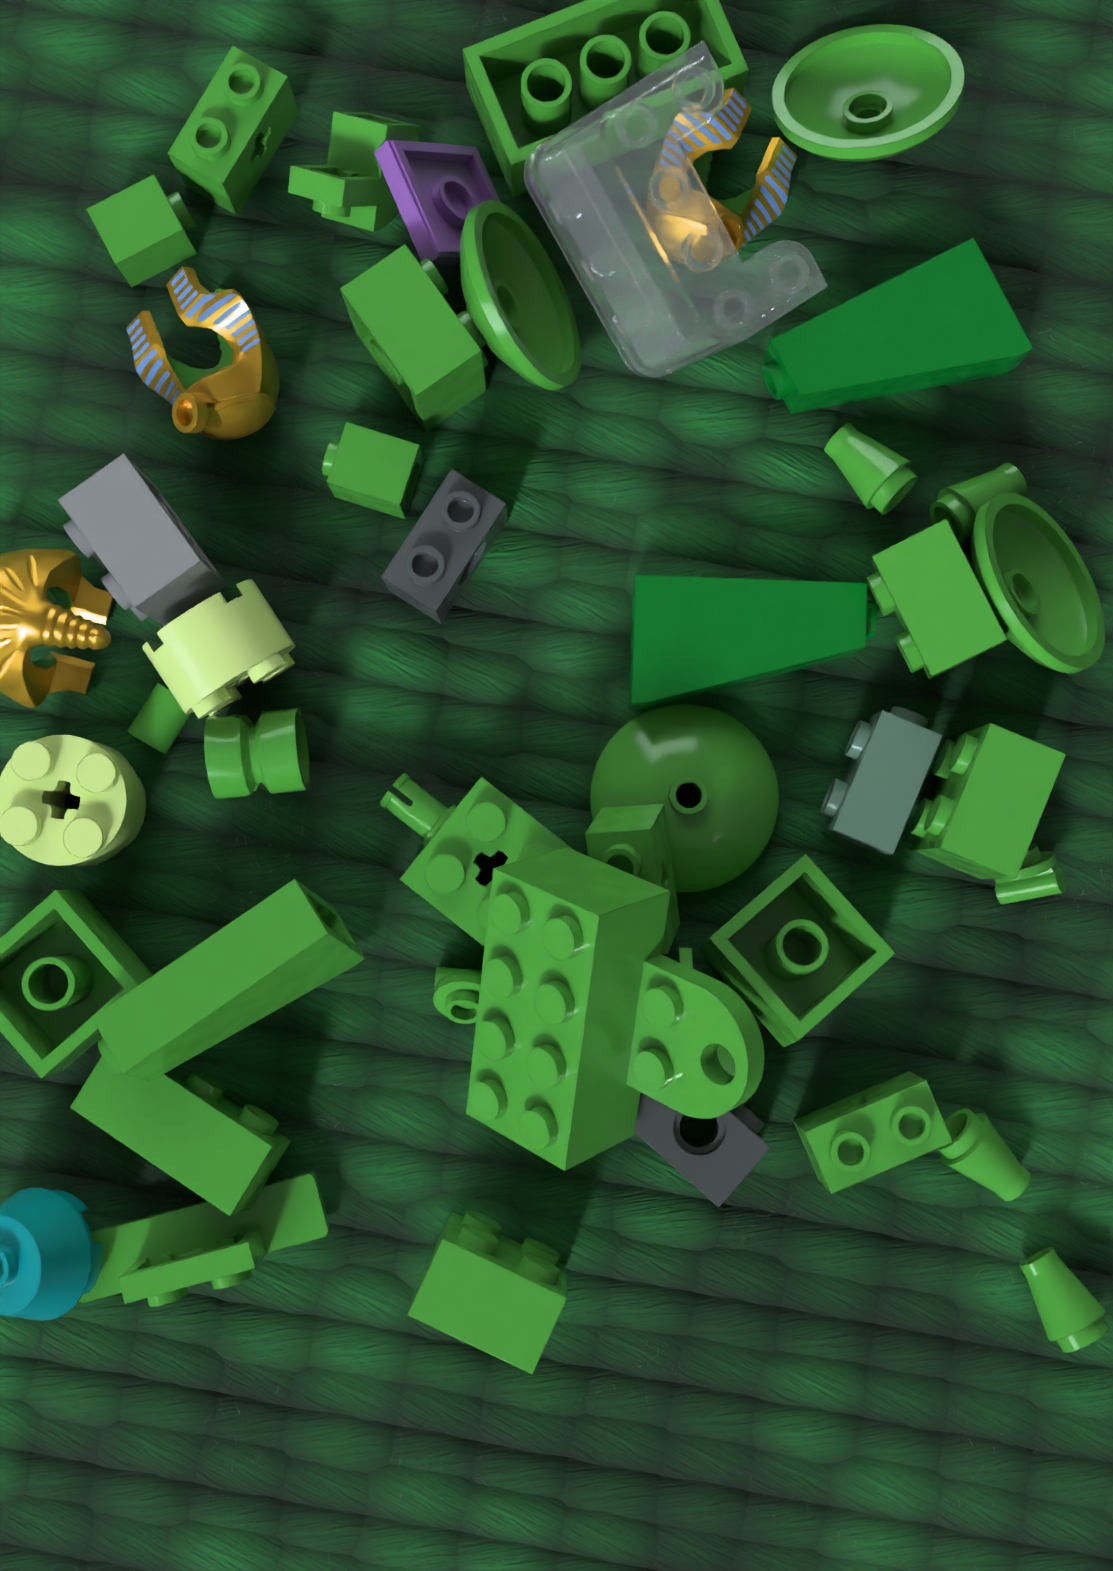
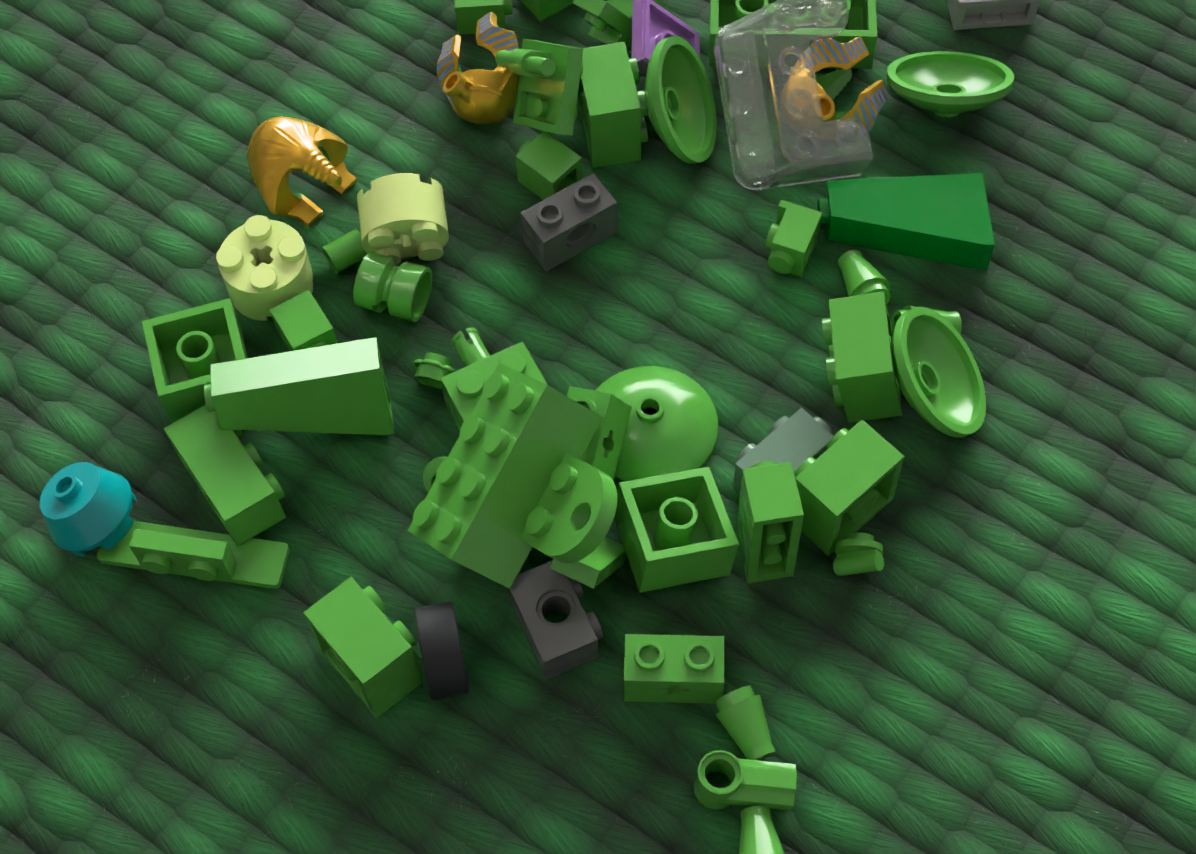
camera: 30 degrees right, 25 degrees down
(141, 543) = (386, 134): light grey brick -> none
(173, 868) = (302, 323): none -> bright green brick
(321, 357) = (546, 84): none -> bright green plate
(374, 849) = (432, 369): none -> bright green plate
(584, 1245) = (441, 650): none -> black tyre
(732, 631) = (730, 338): green slope -> none
(755, 442) = (793, 238): none -> bright green brick
(925, 911) = (769, 521): none -> bright green brick
(1019, 1230) = (751, 782): none -> bright green piece

